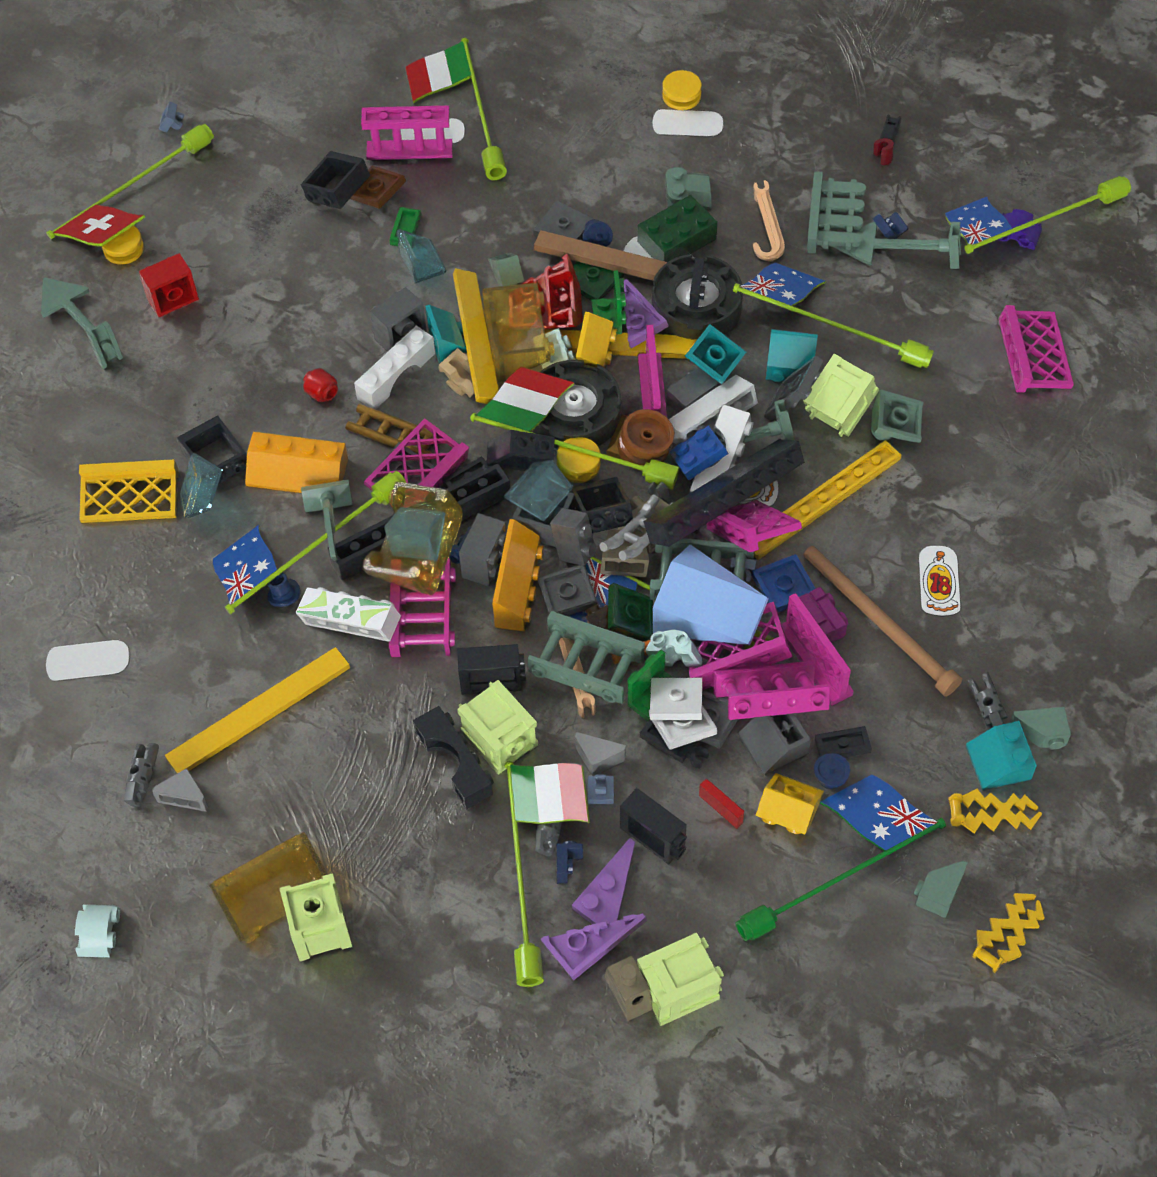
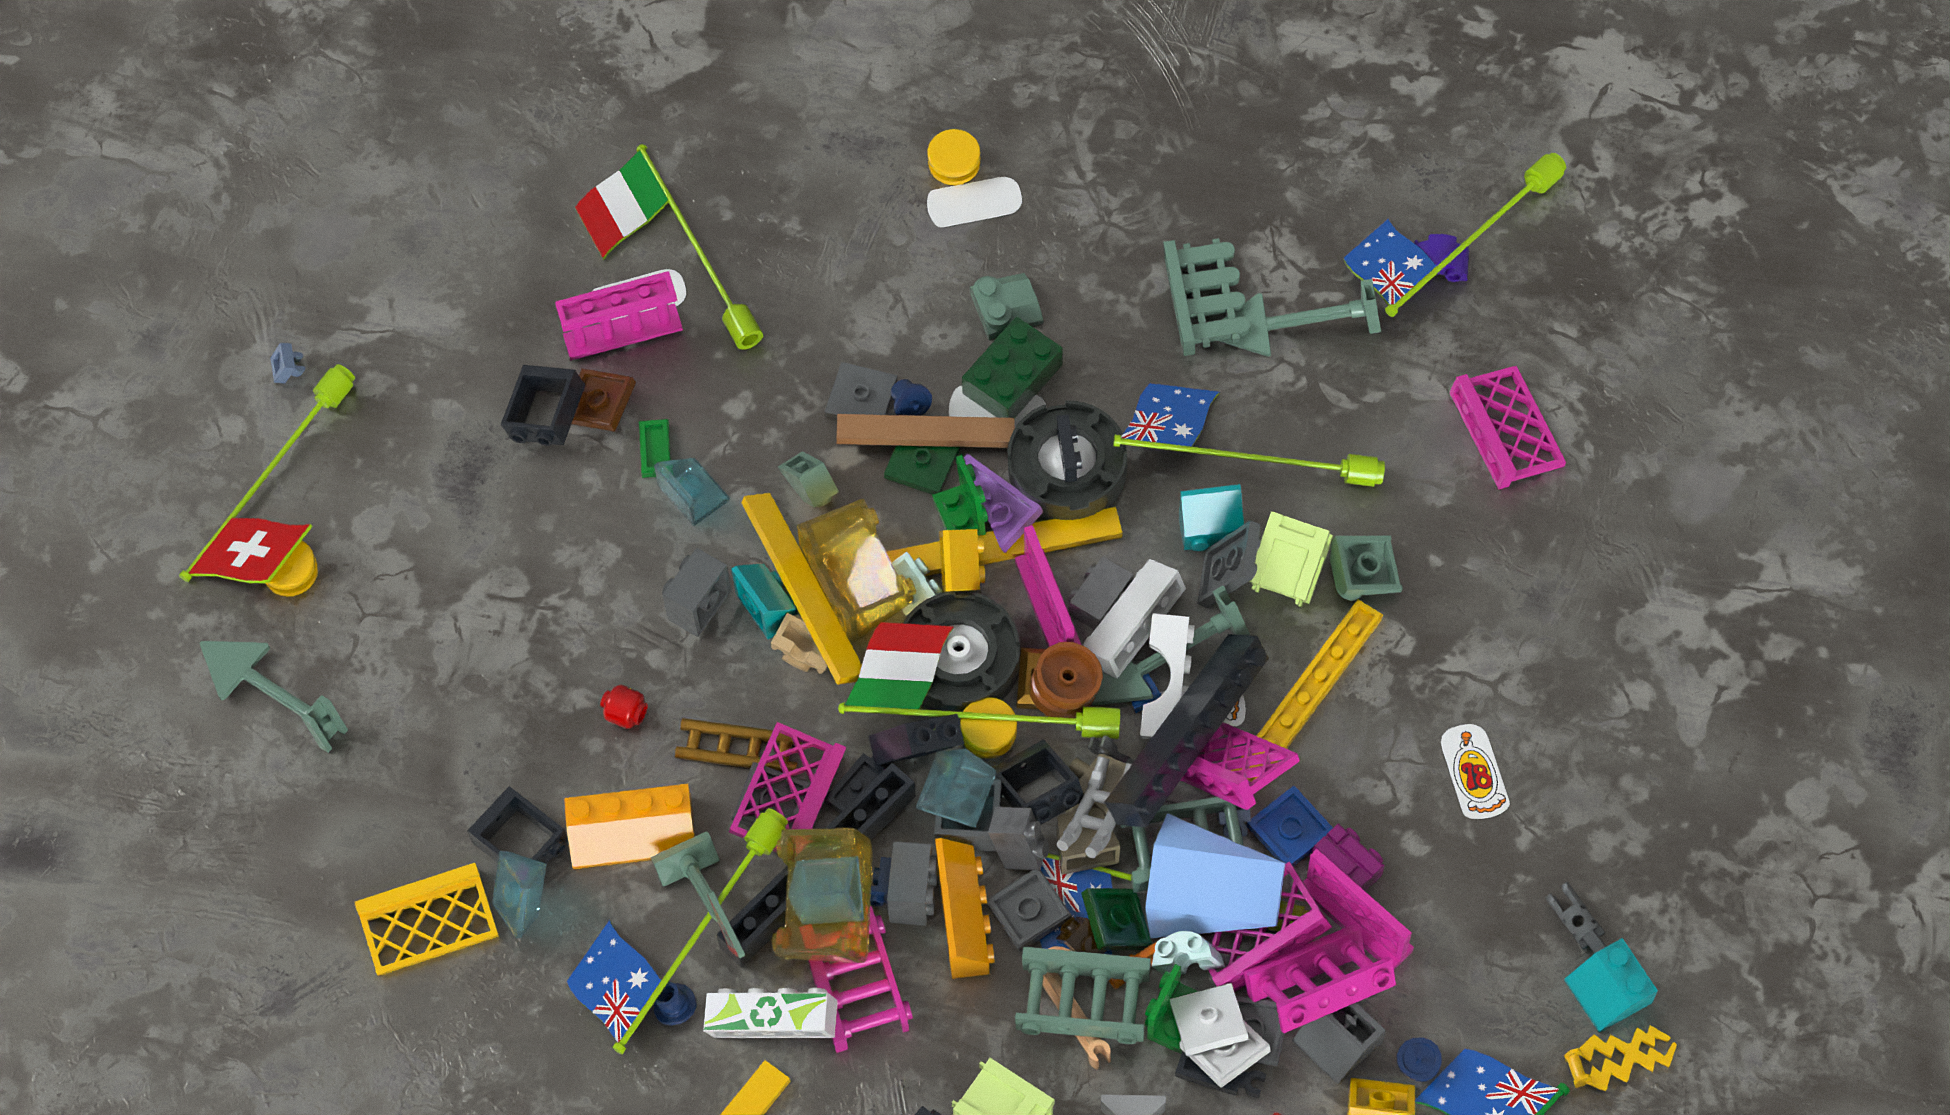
camera: 15 degrees left, 5 degrees up
(168, 285) = (377, 615): red brick -> none
(376, 383) = (699, 680): white arch -> none
(488, 664) = (970, 1040): black window -> none
(561, 295) = (893, 496): red wedge -> none
(698, 452) = (1137, 682): blue plate -> none
(715, 354) = (1117, 540): teal slope -> none
(771, 224) = (1127, 328): light nougat piece -> none
(844, 742) = (1421, 1018): black plate -> none
(886, 142) = (1240, 166): piece -> none
(892, 226) = (1281, 294): dark blue bracket -> none
(946, 680) = (1520, 904): medium nougat piece -> none
(1044, 726) = (1651, 934): sand green slope -> none

